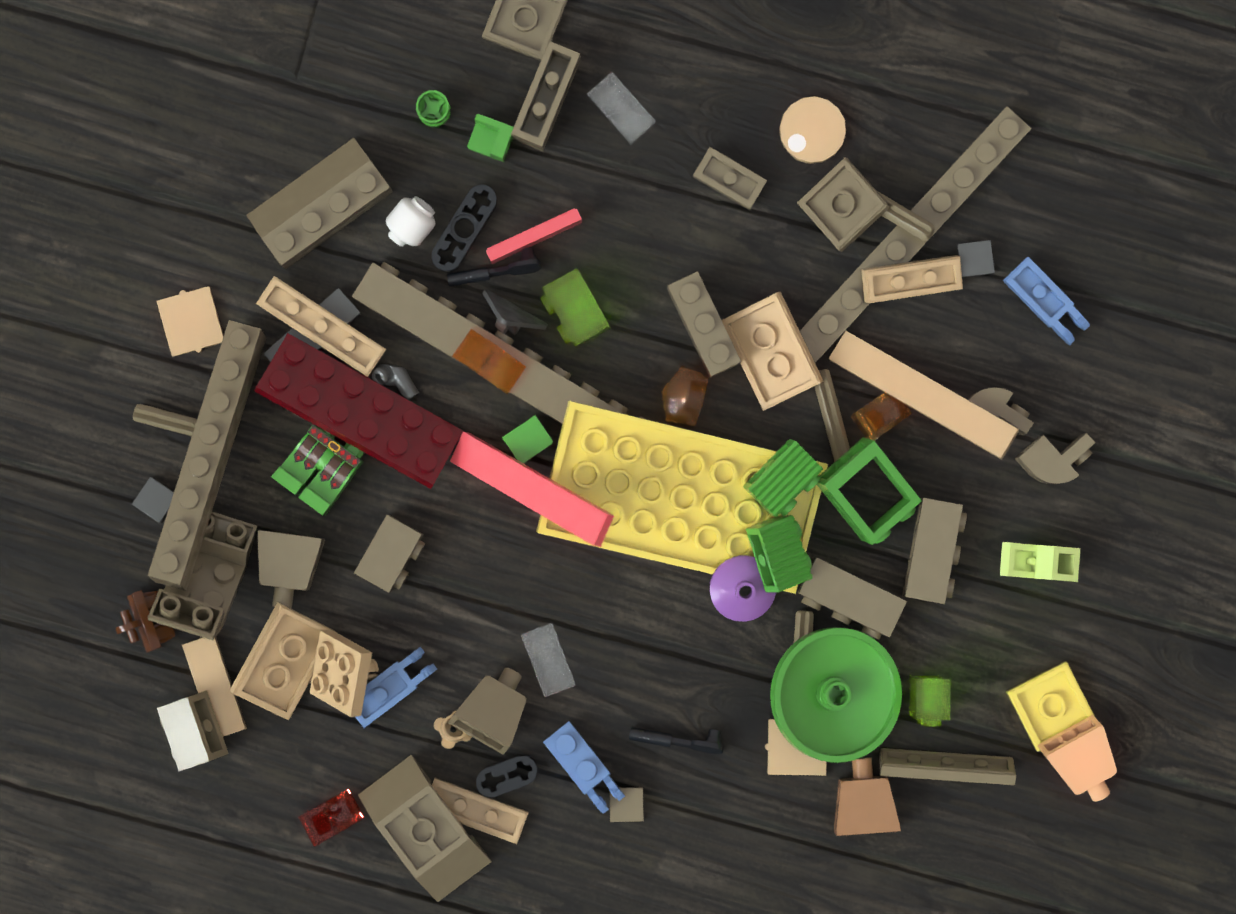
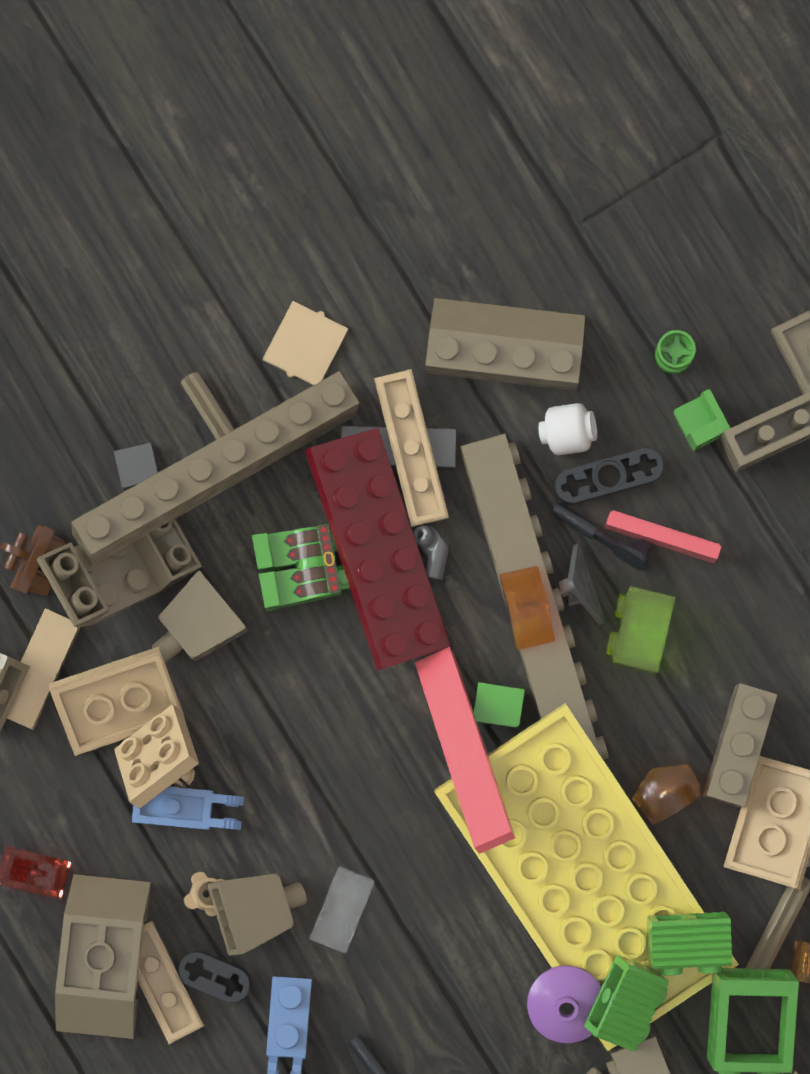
camera: 45 degrees right, 5 degrees down
(389, 554) = (291, 694): dark tan brick -> none

